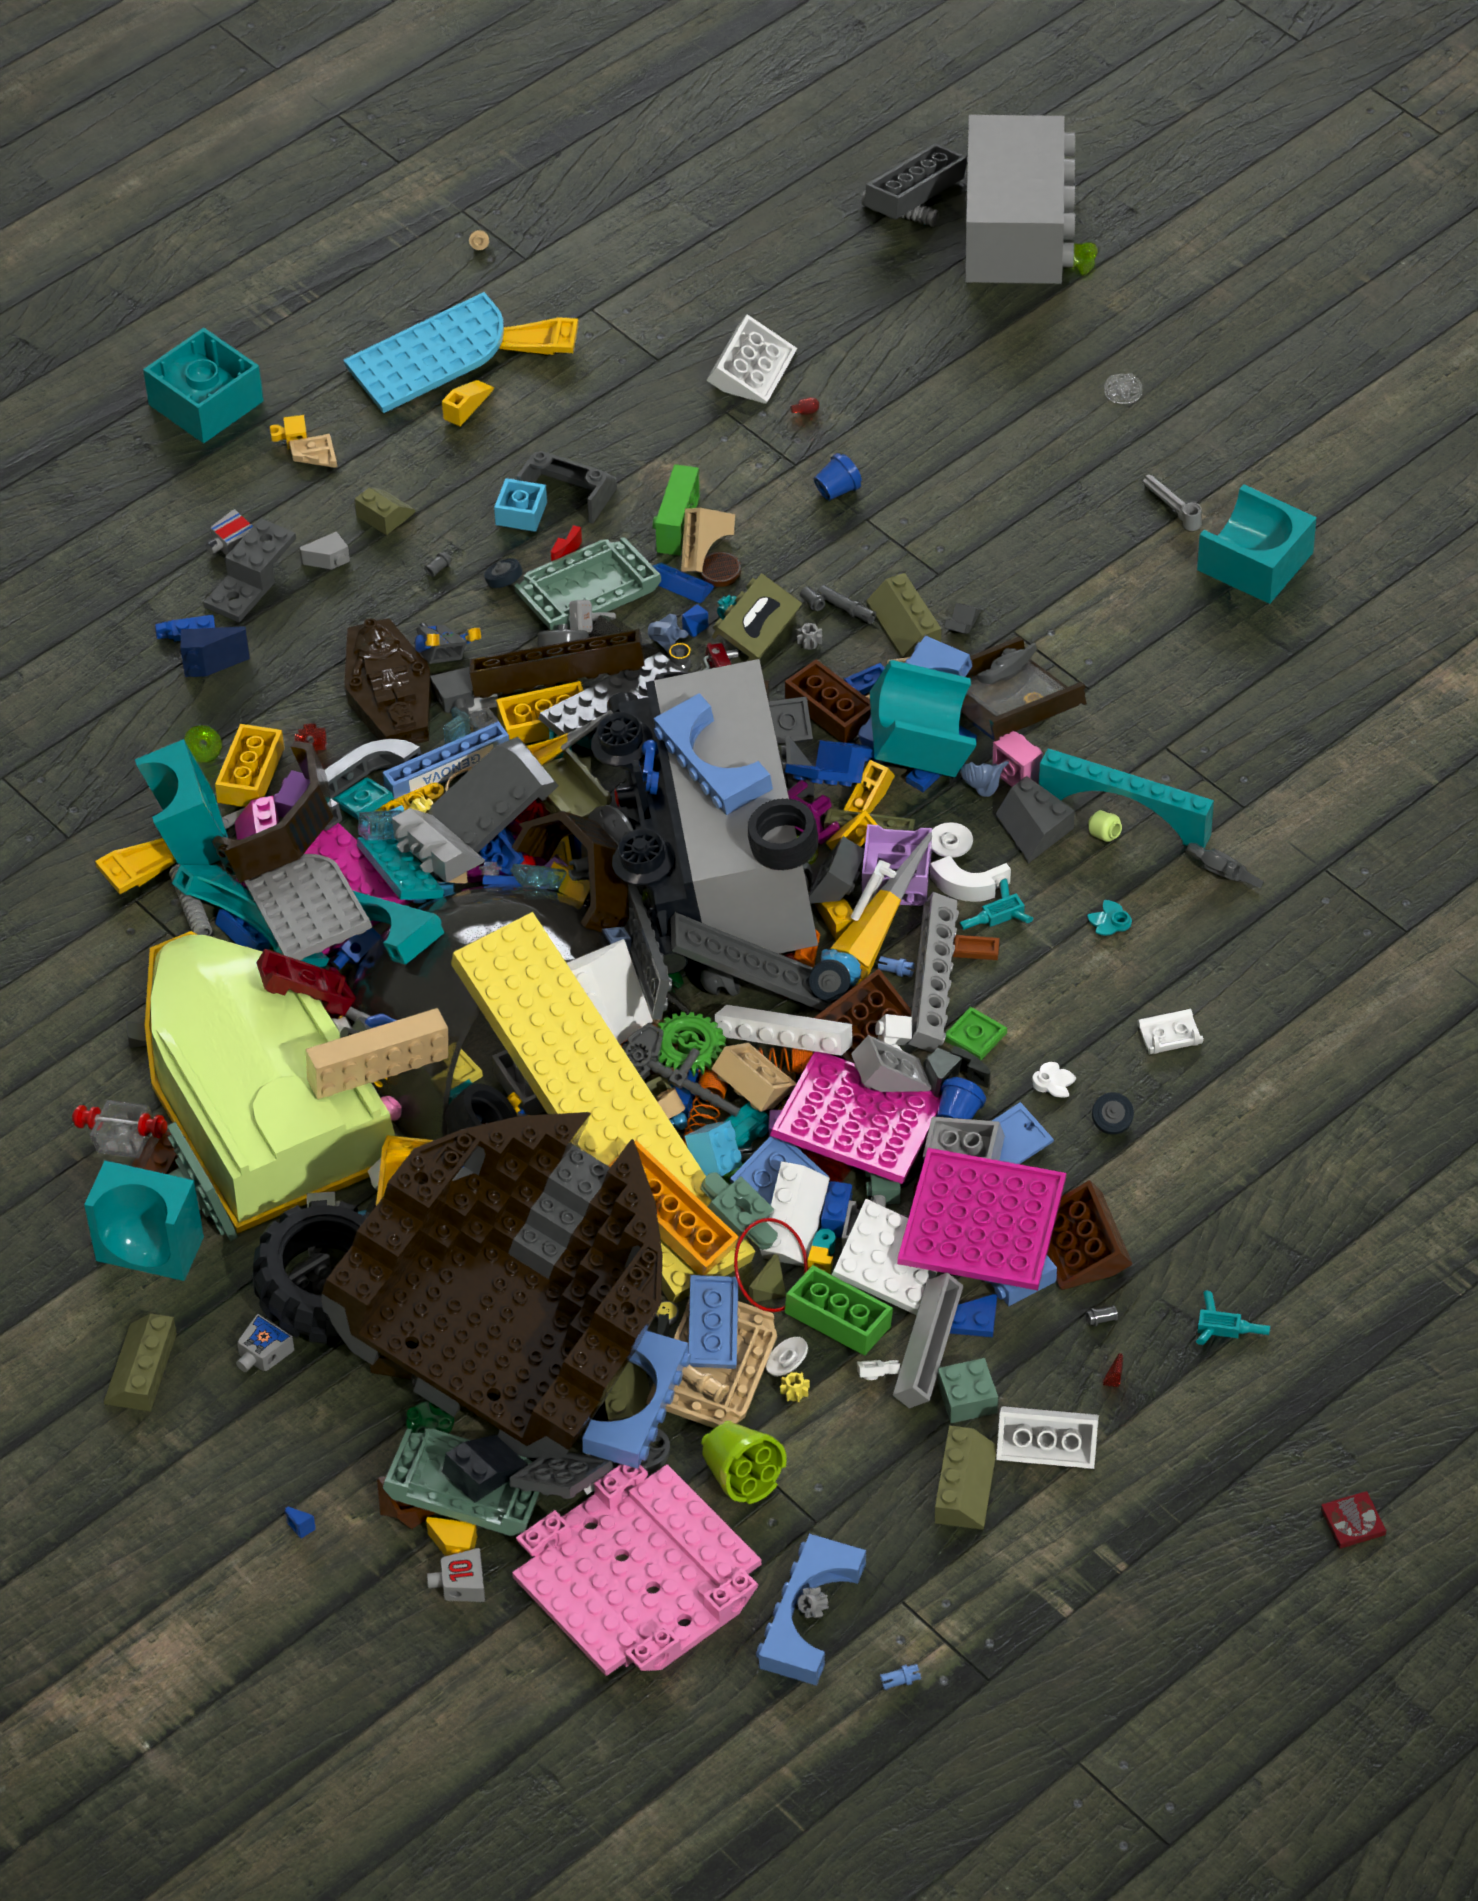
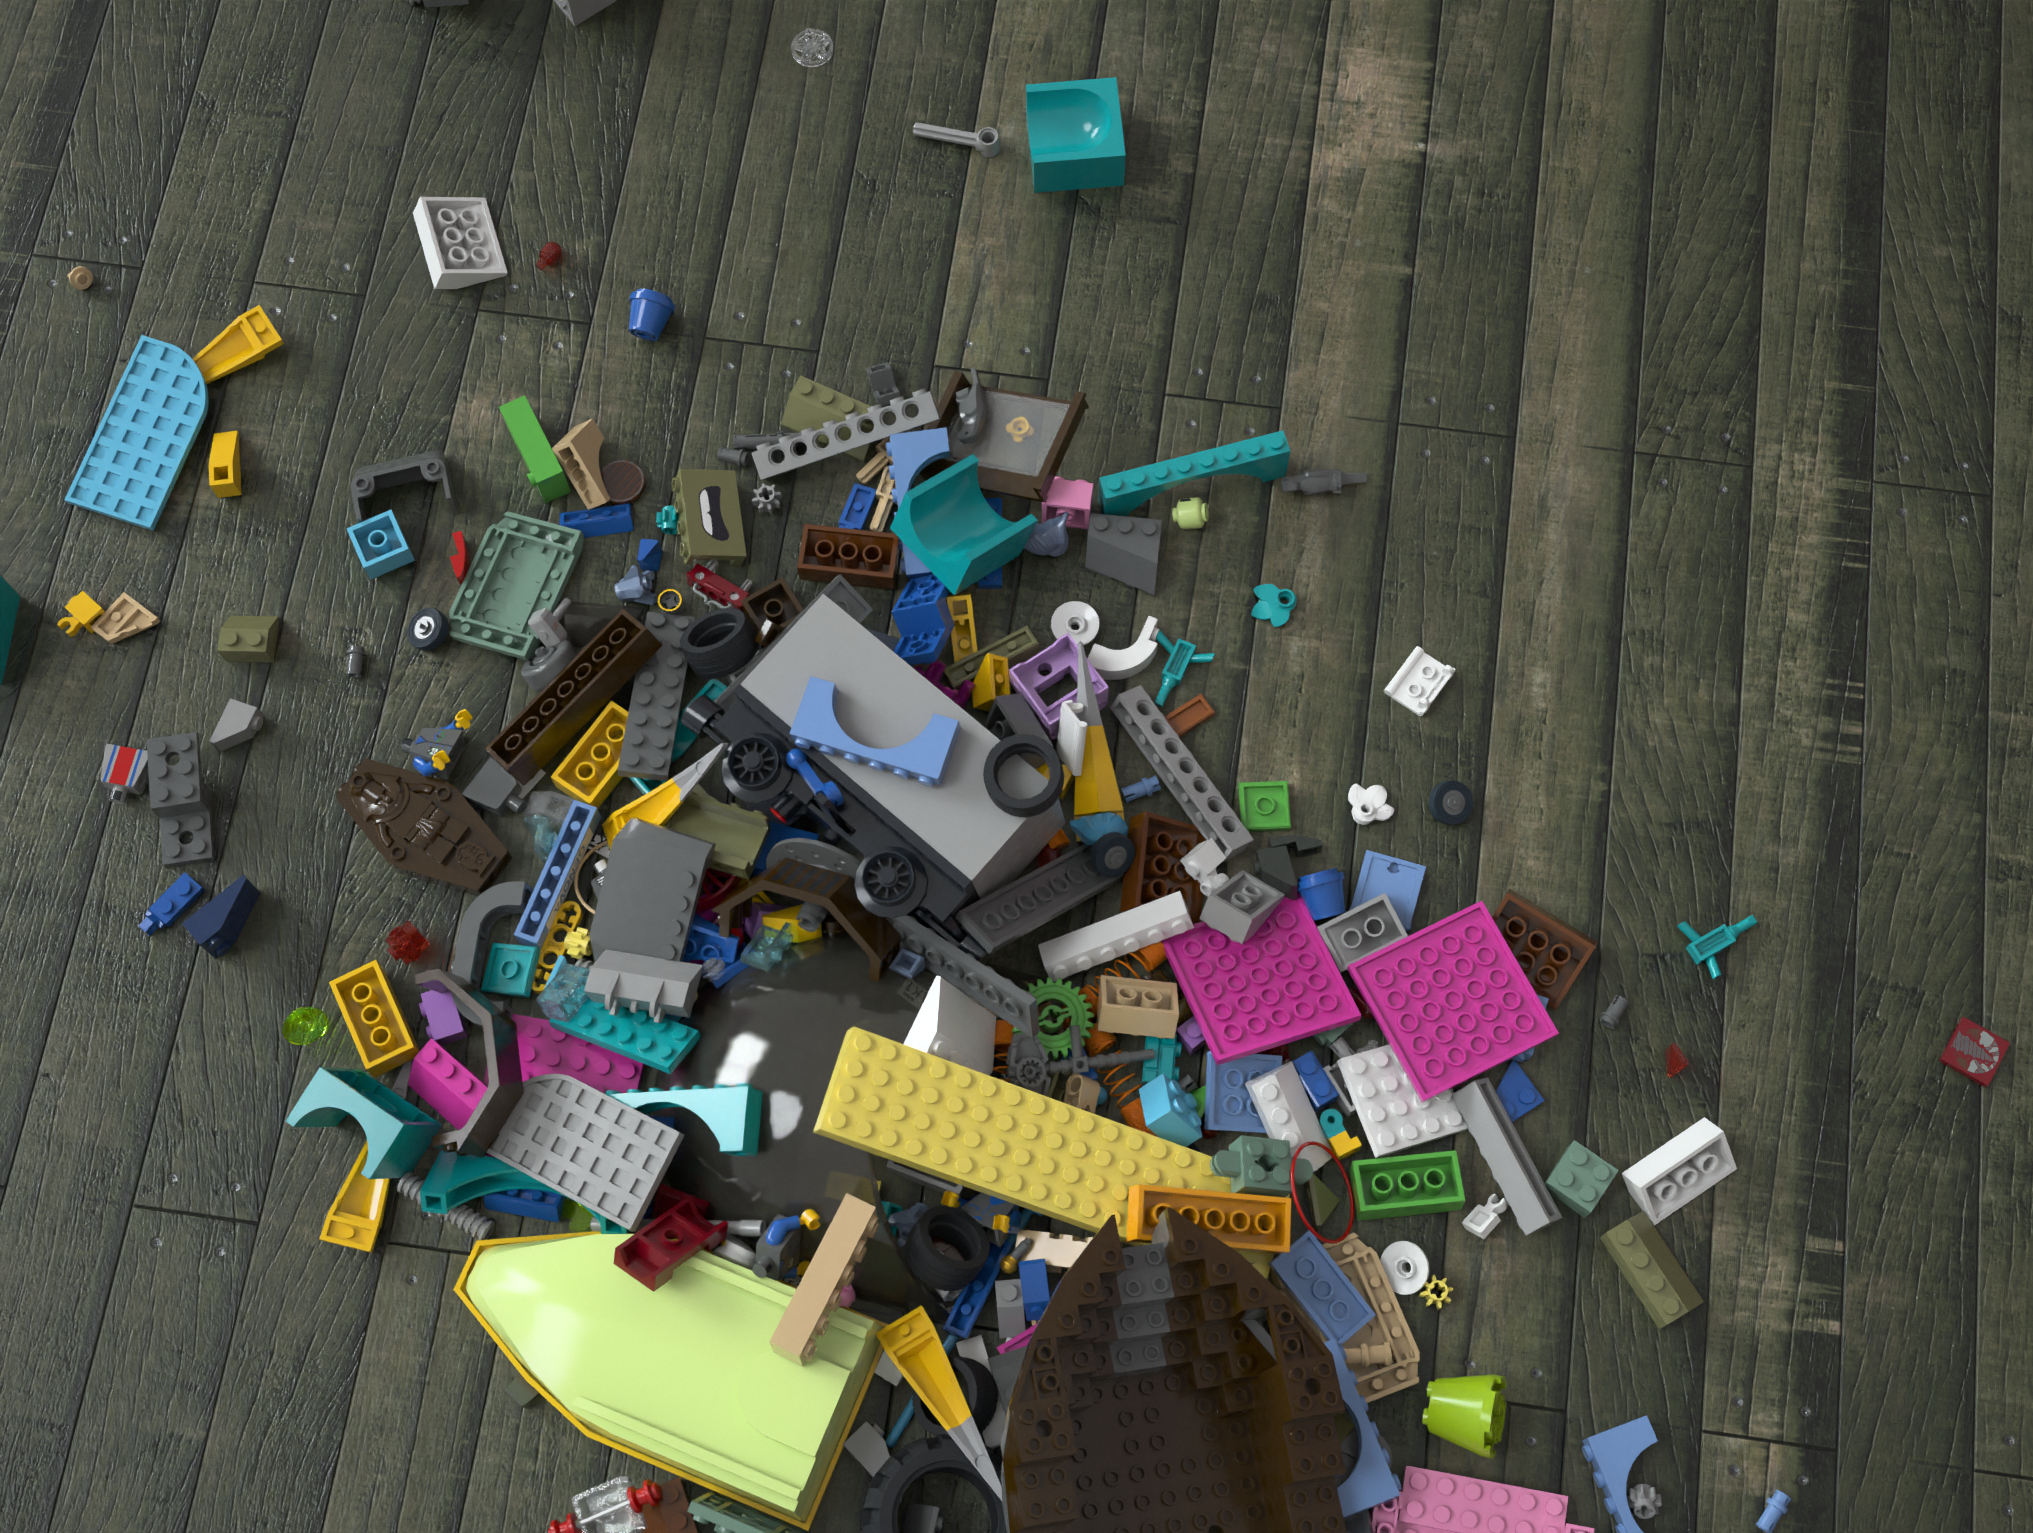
camera: 40 degrees left, 20 degrees up
(831, 607) = (769, 467): none -> light grey brick

